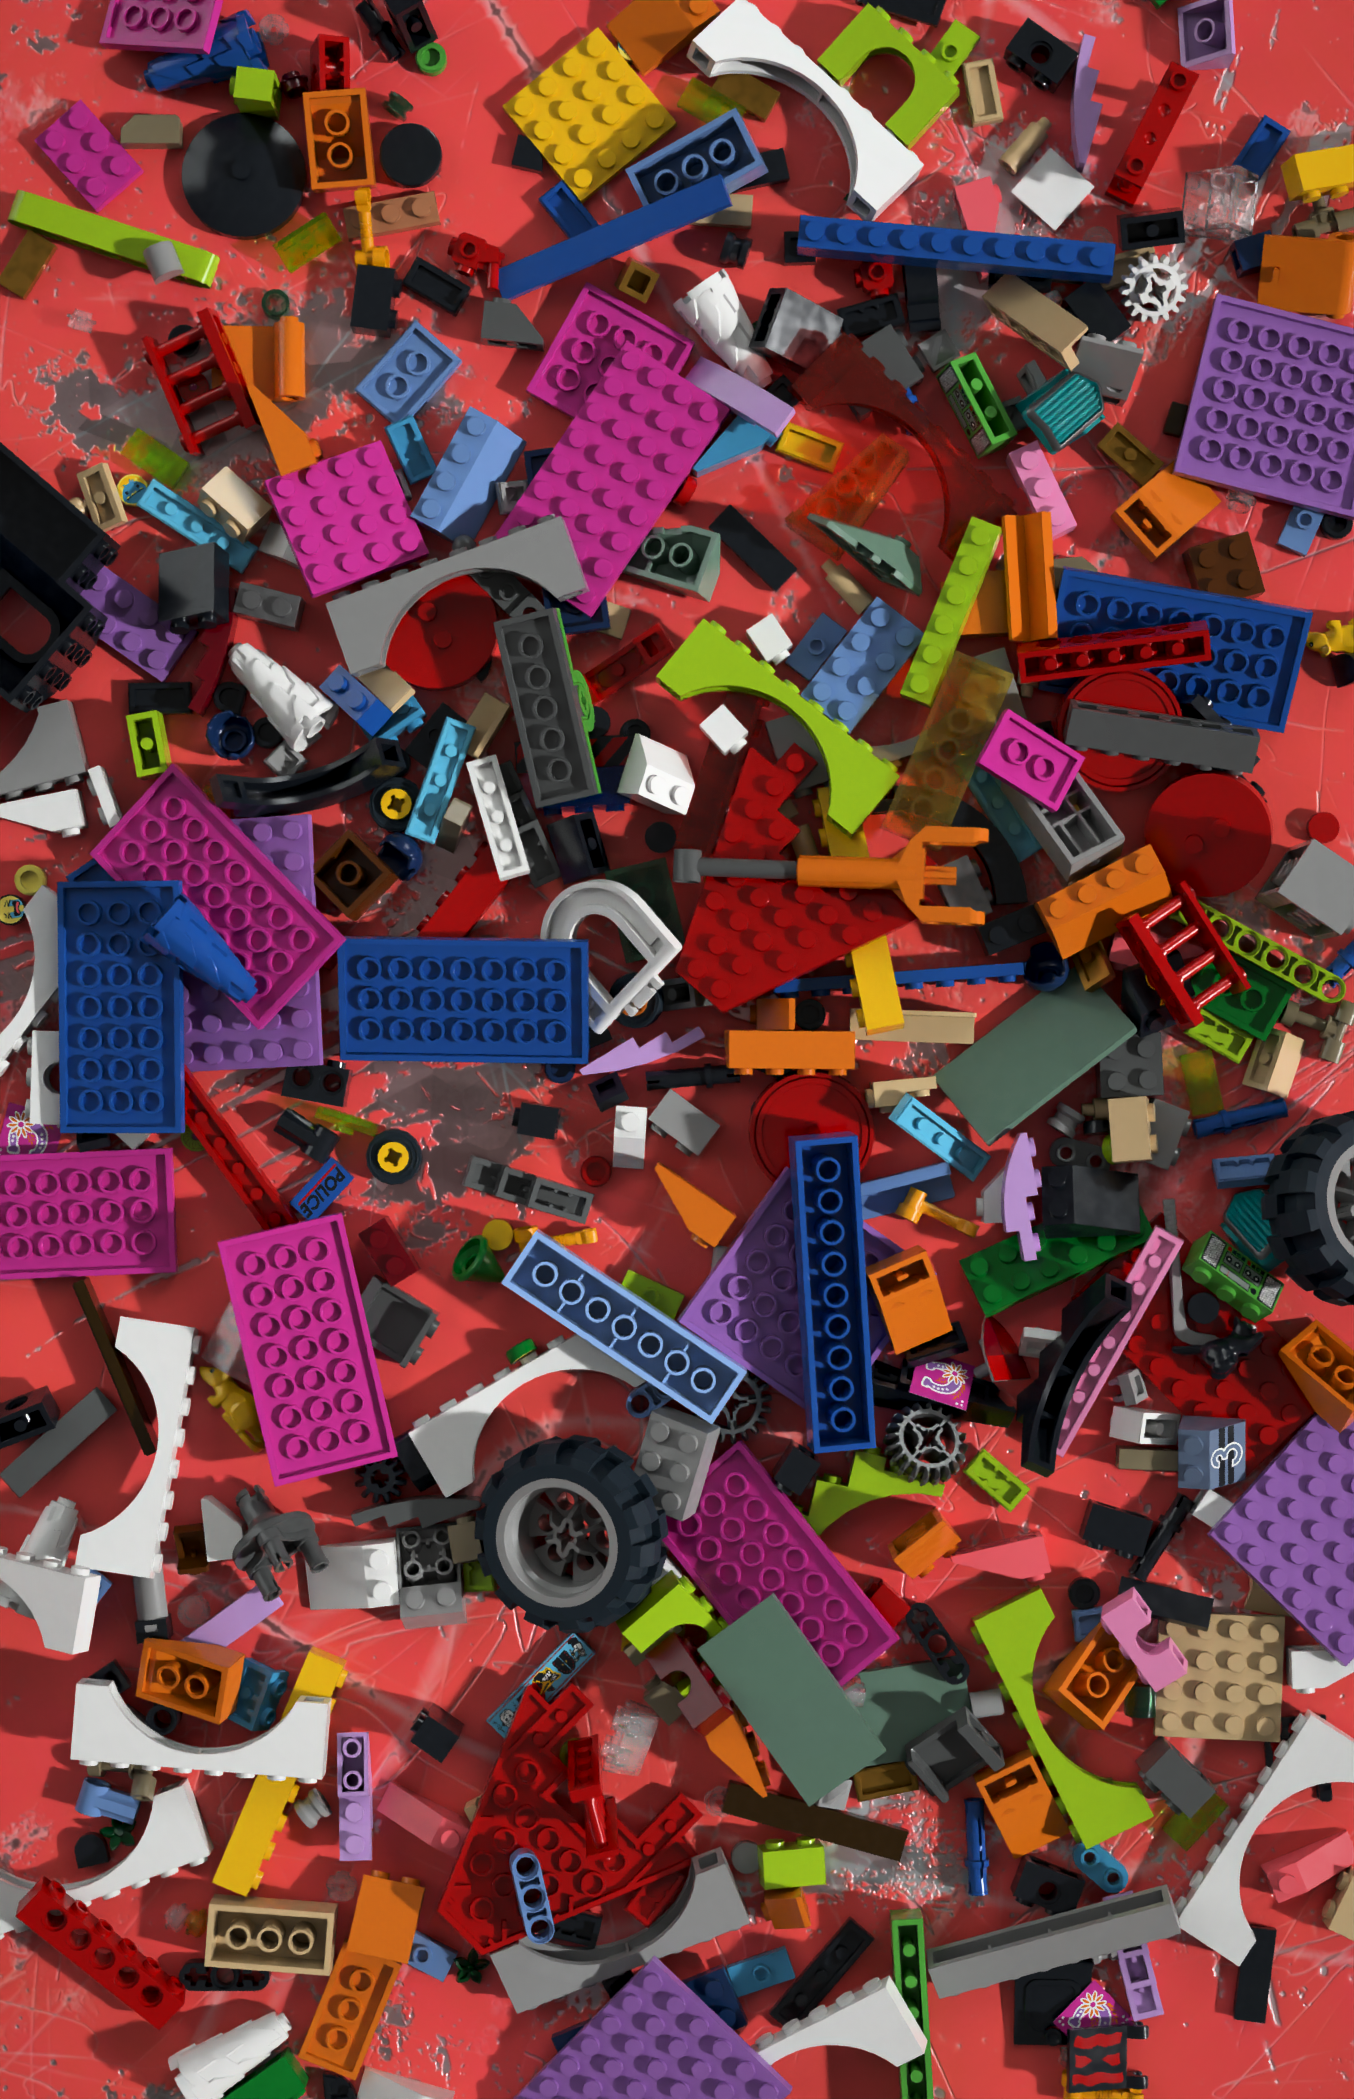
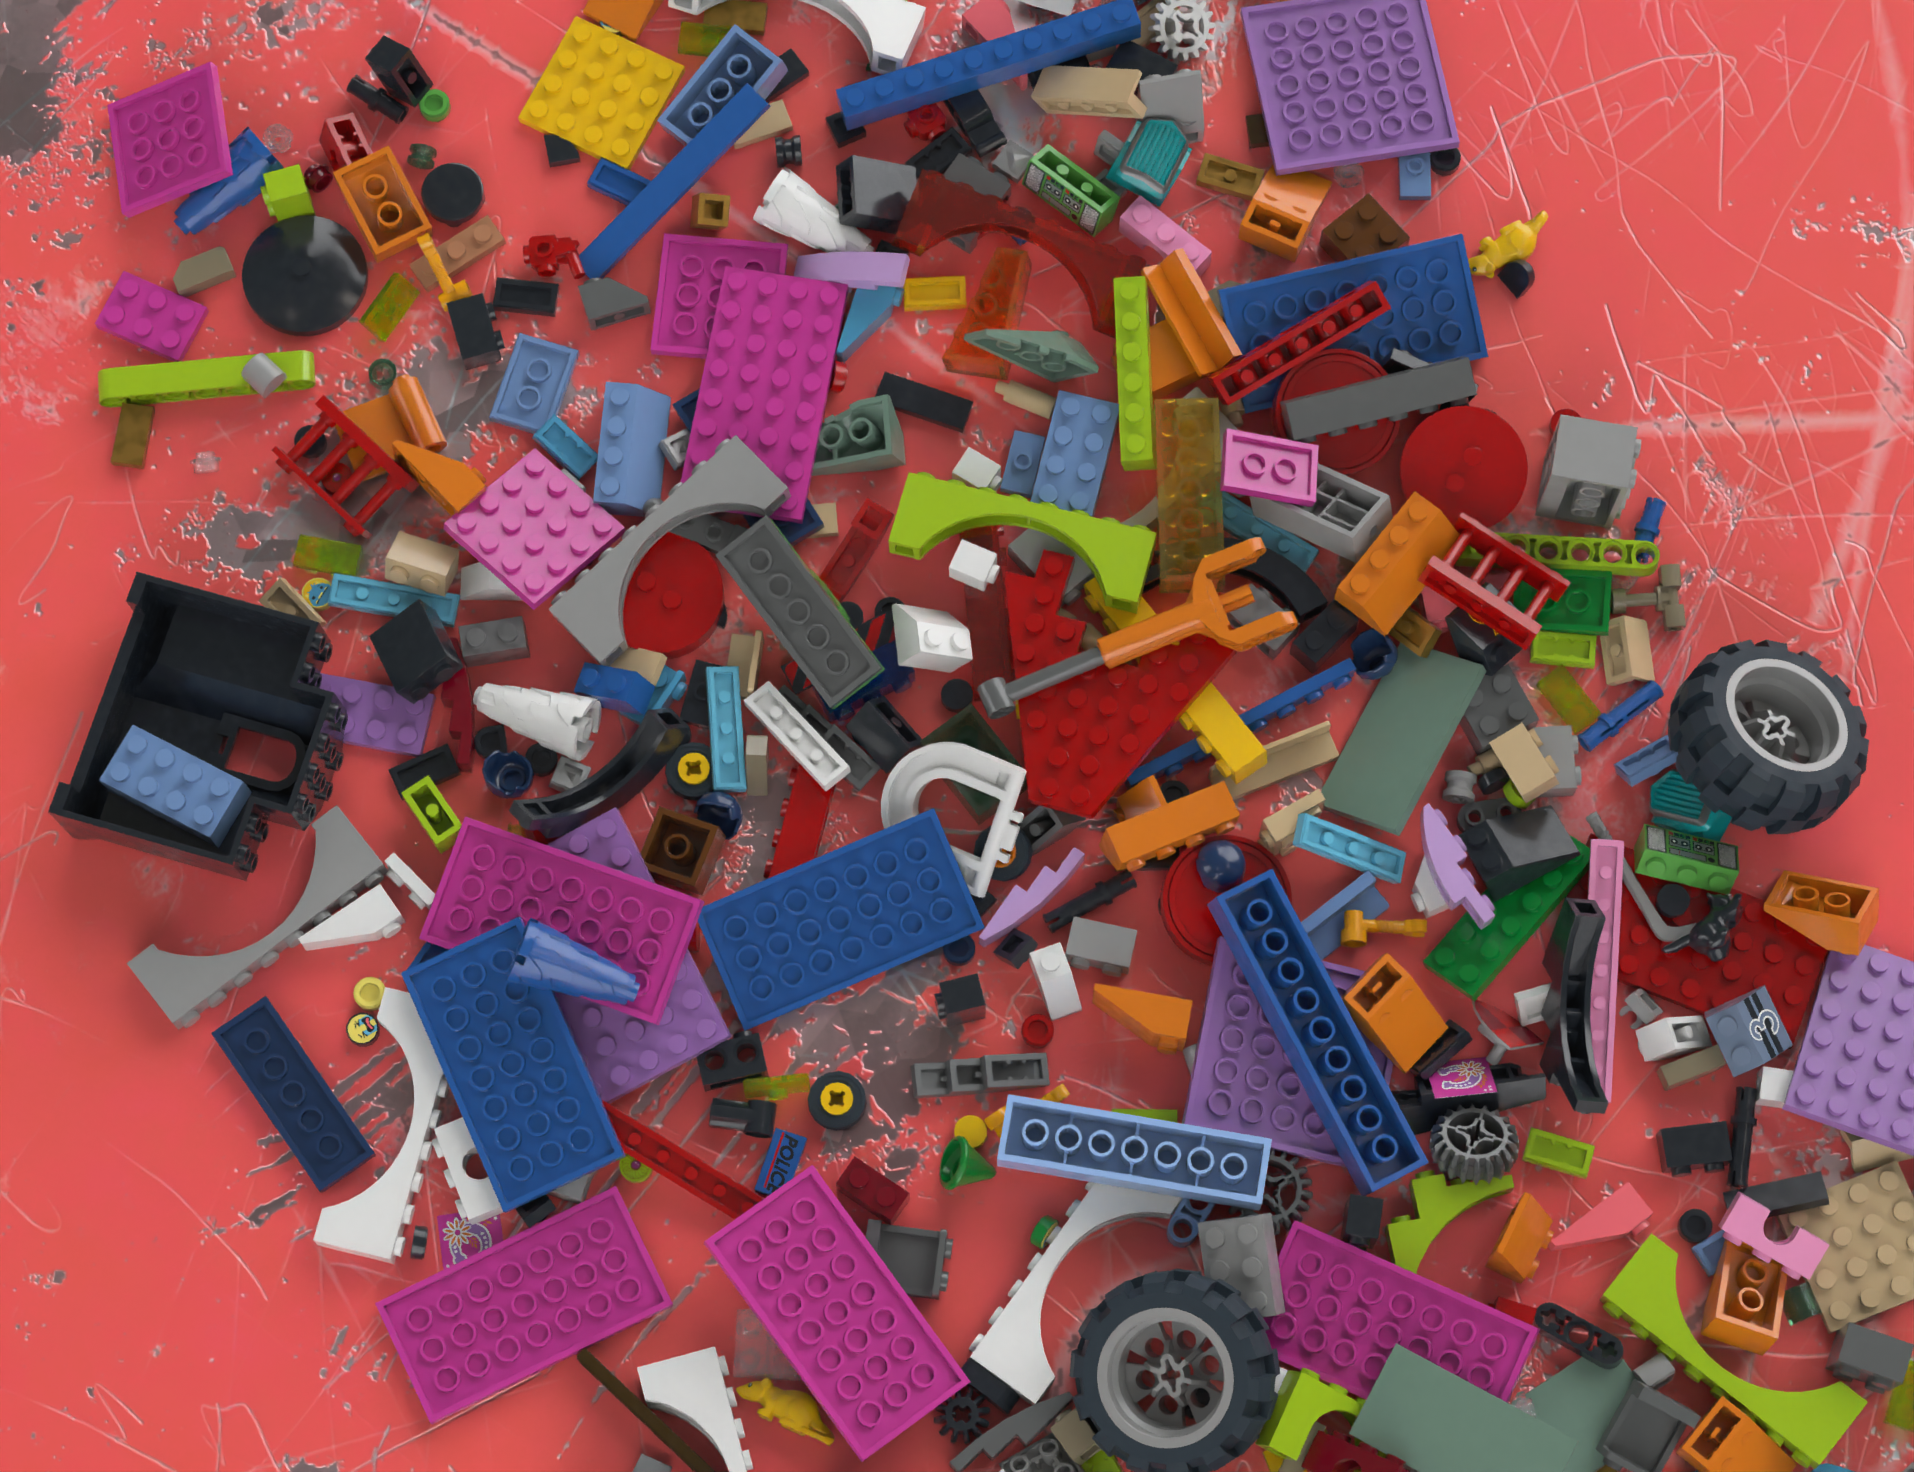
camera: 20 degrees left, 15 degrees down
(819, 1103) = (1221, 865): none -> dark blue hair

